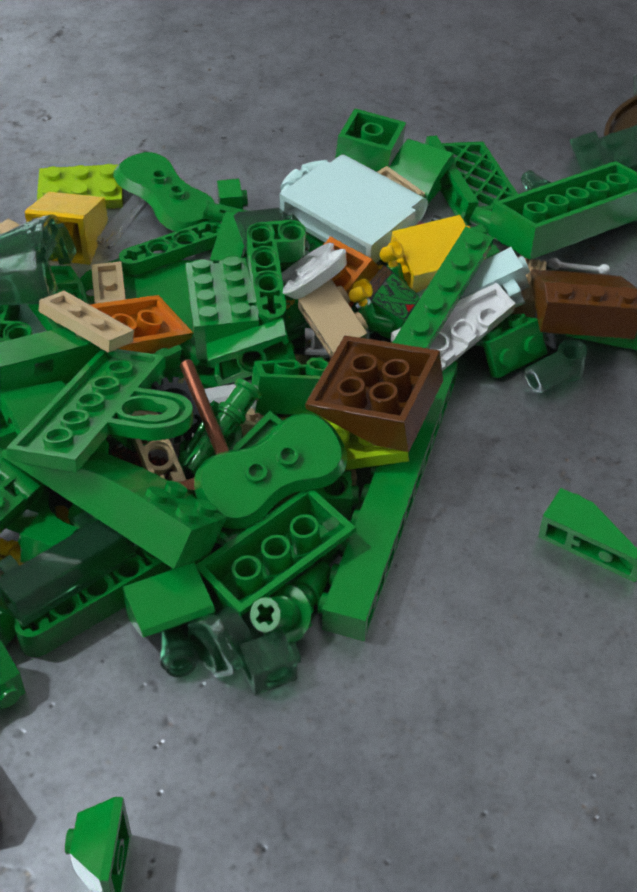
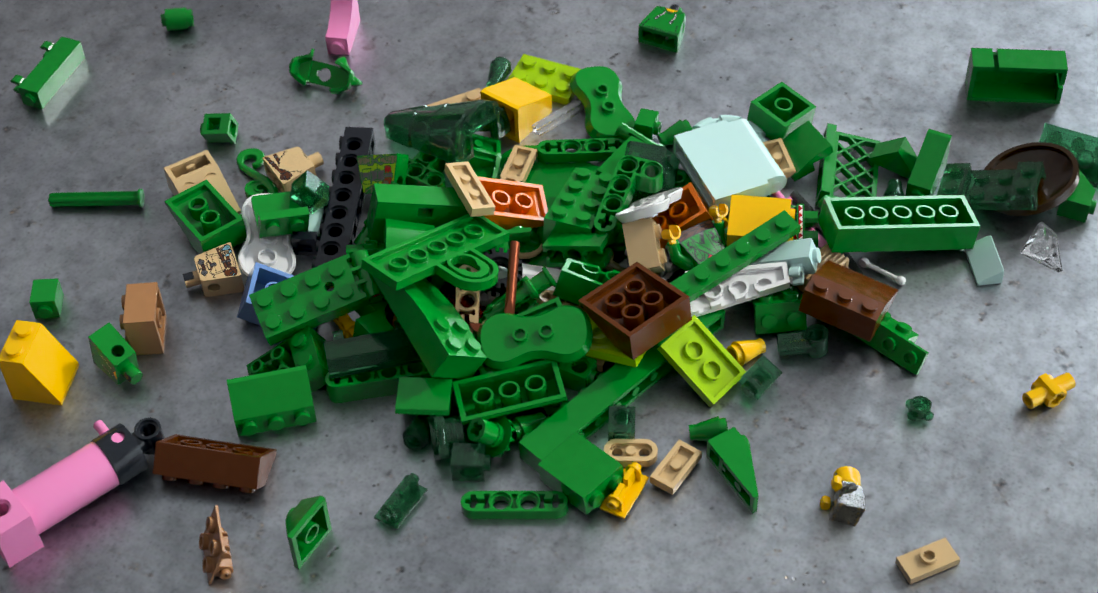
camera: 30 degrees right, 0 degrees up
(21, 194) = (498, 71): none -> clear green cone
(184, 98) = (663, 28): none -> green torso
(209, 754) = (401, 502): none -> clear green hinge
(268, 195) = (679, 127): none -> green cone
(354, 688) = (514, 501): none -> green beam
(420, 617) = (581, 472): none -> green brick
(426, 540) = (621, 422): none -> clear green brick
(454, 568) = (631, 451): none -> tan plate
(473, 428) = (702, 361): none -> lime plate
(480, 617) = (626, 493): none -> yellow hinge
(501, 401) = (746, 350): none -> yellow cone
(511, 149) = (895, 156): none -> green slope
(519, 563) = (675, 467): none -> tan plate
(527, 503) = (708, 429): none -> green cone
(540, 429) = (763, 371): none -> clear green brick
(556, 143) = (929, 164): none -> green slope
(573, 40) = (1016, 75): none -> green piece

